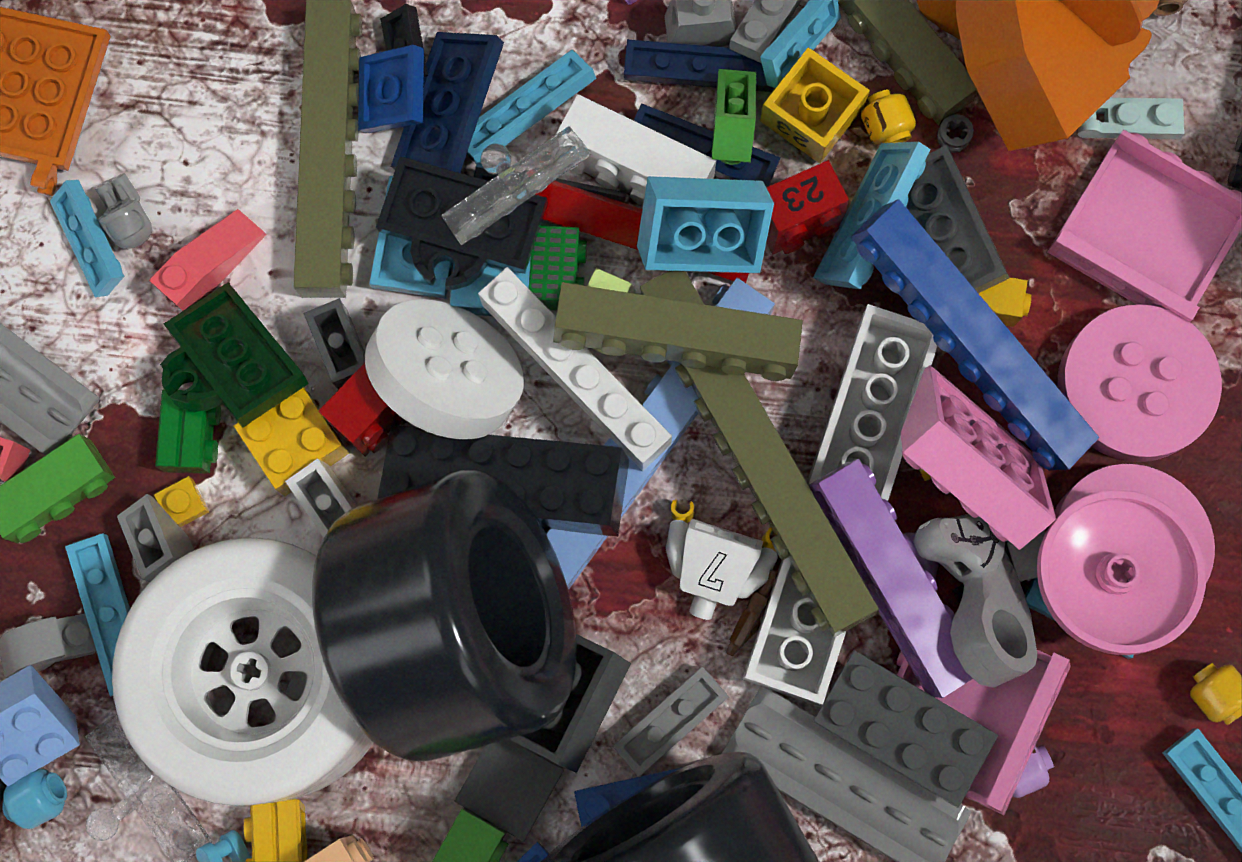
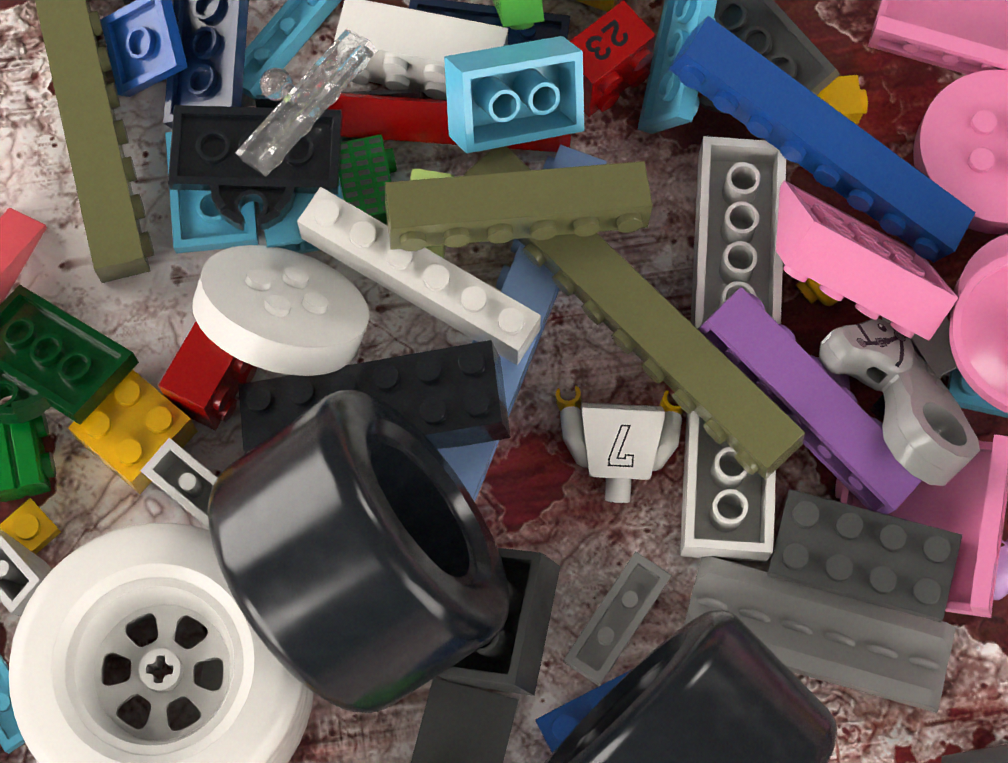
camera: 20 degrees left, 5 degrees down
(336, 340) = (155, 313): dark grey brick -> none
(750, 618) = (671, 492): reddish brown hand -> none

